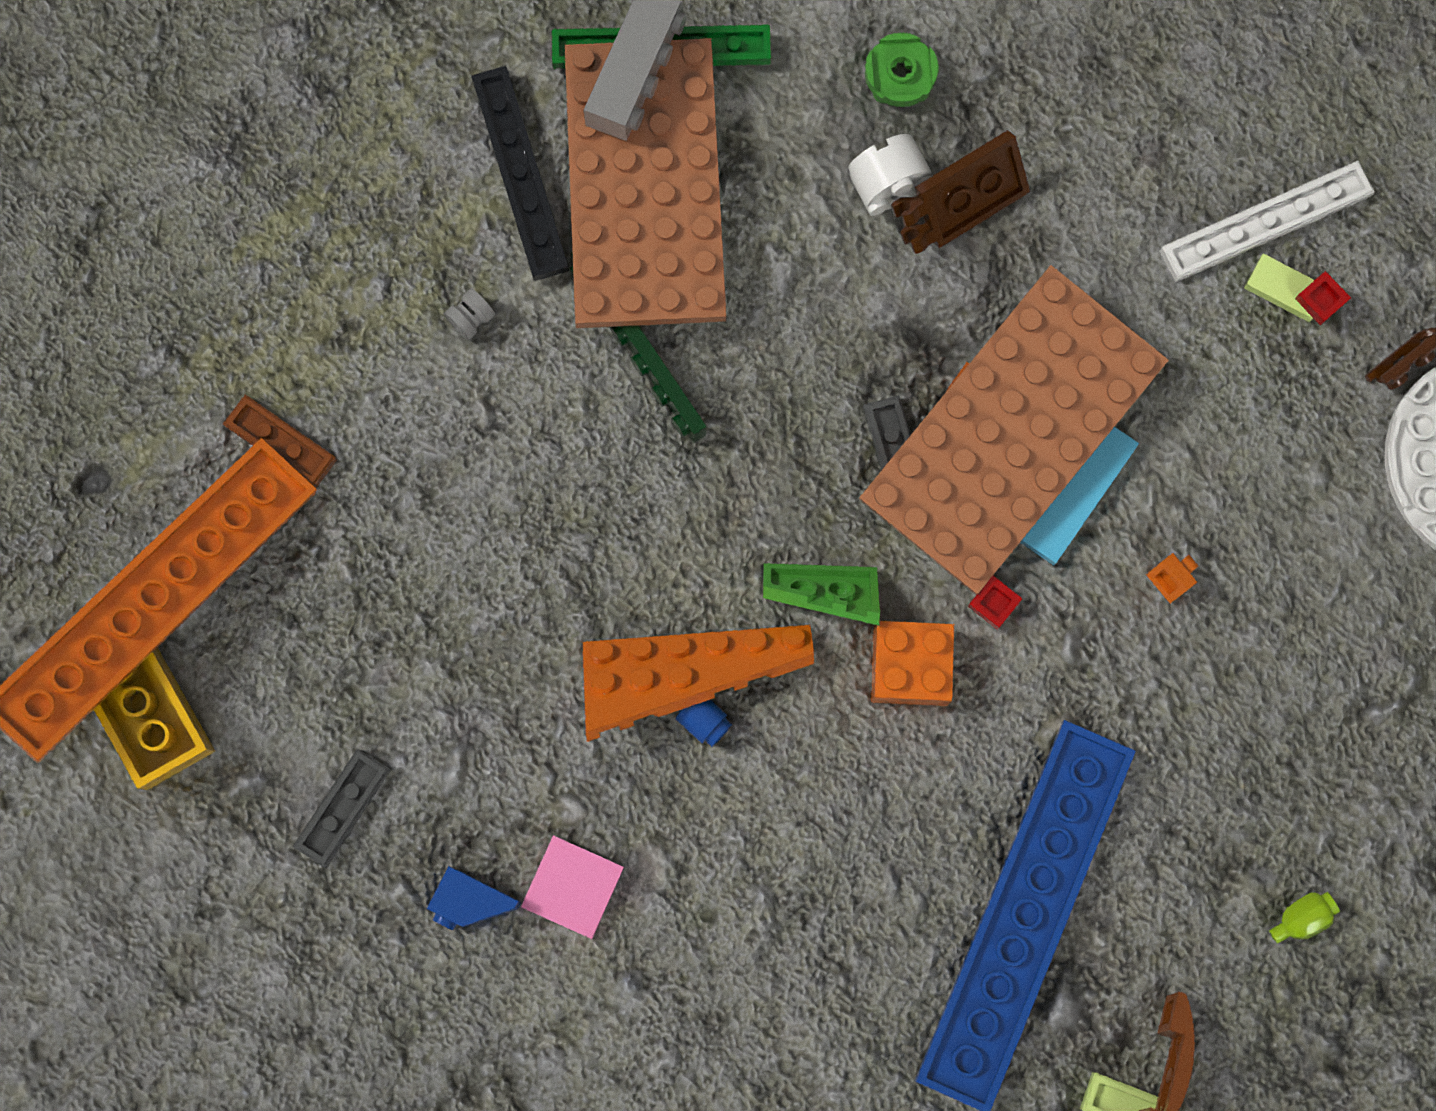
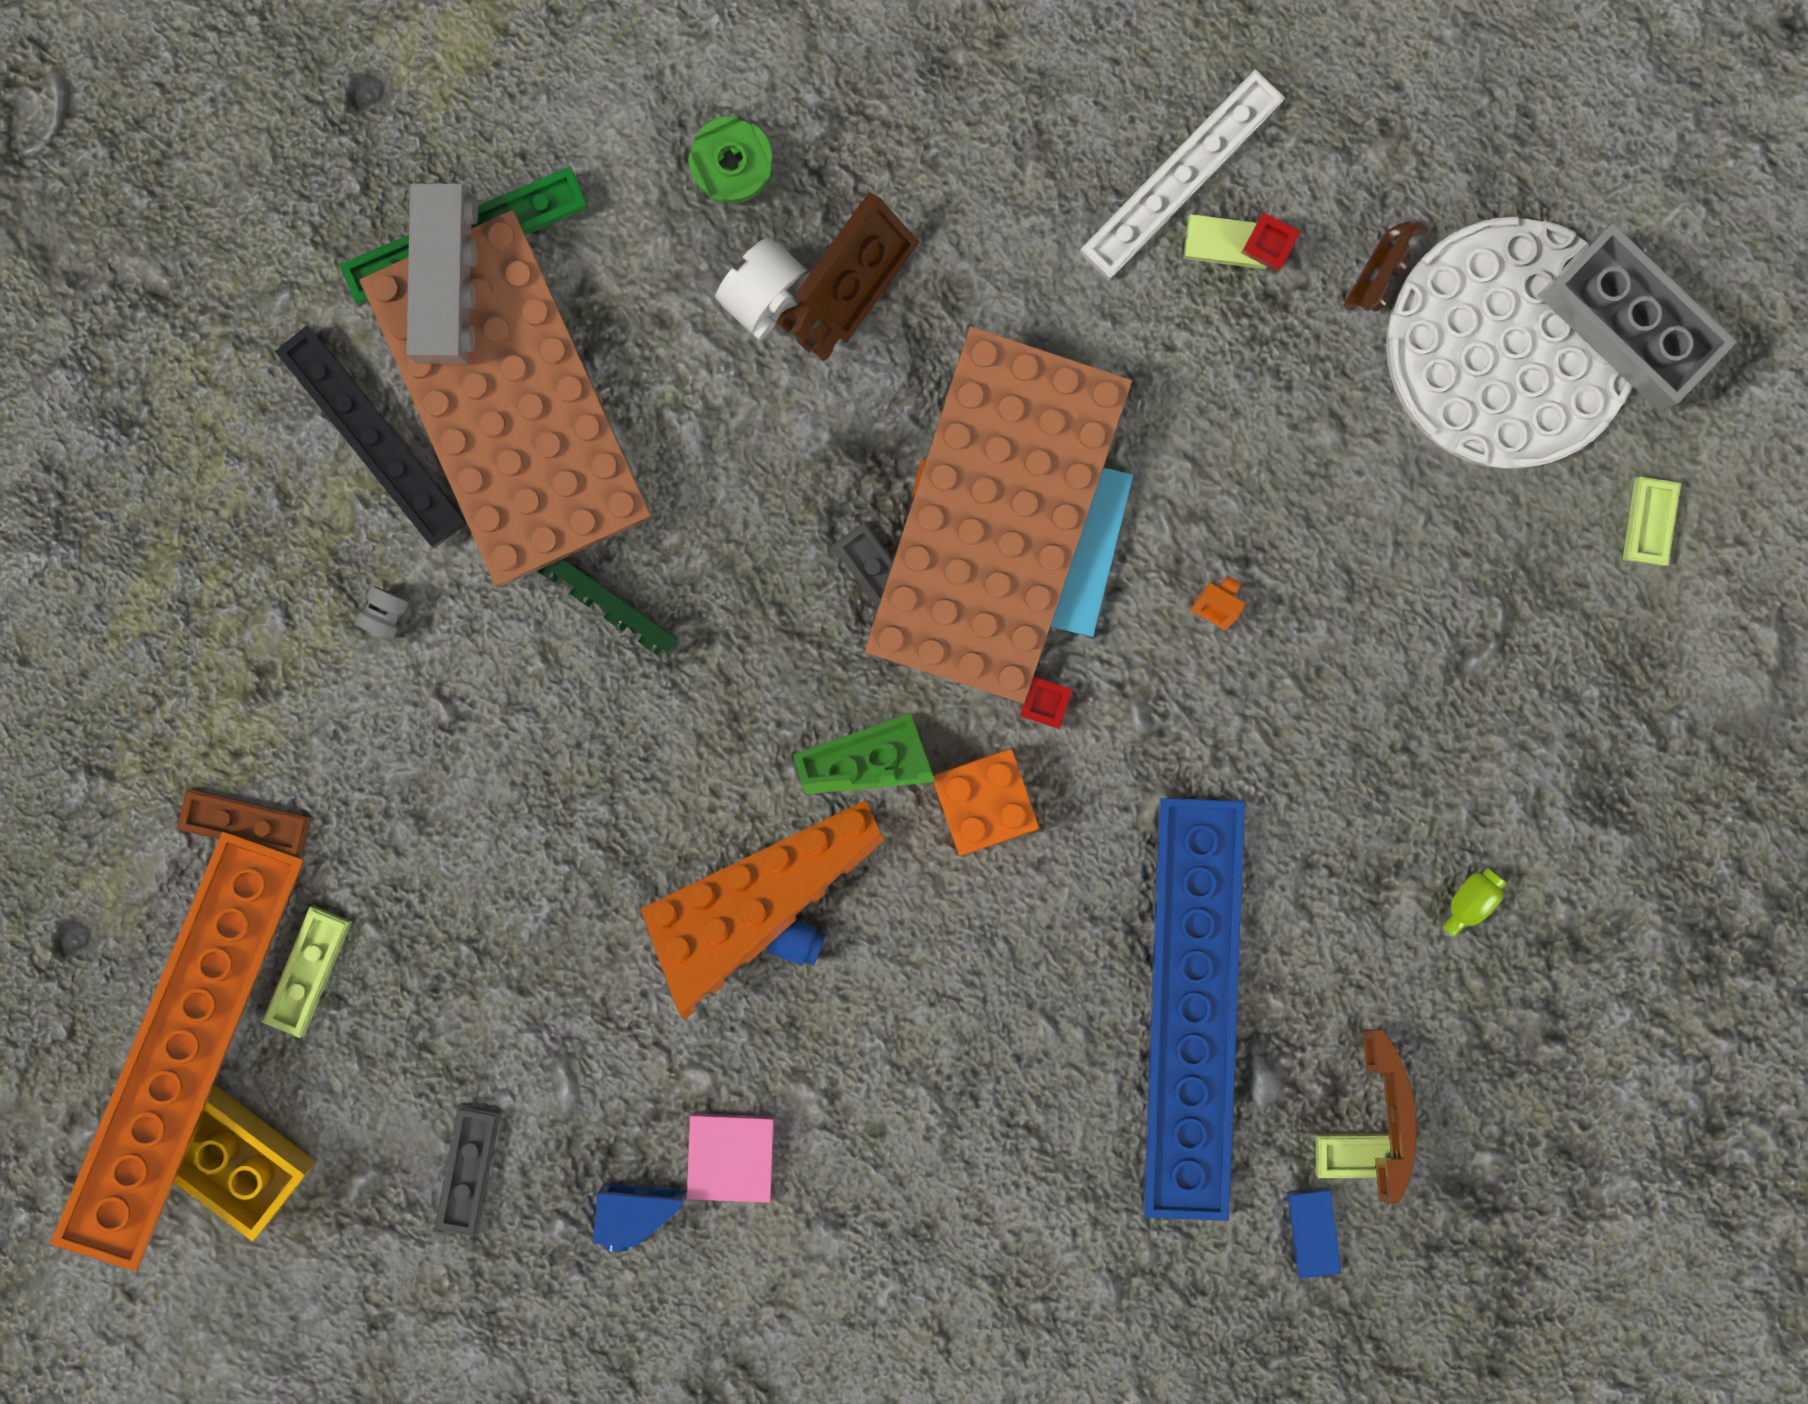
camera: 20 degrees left, 10 degrees up
(278, 585) = (306, 971): none -> yellowish green tile

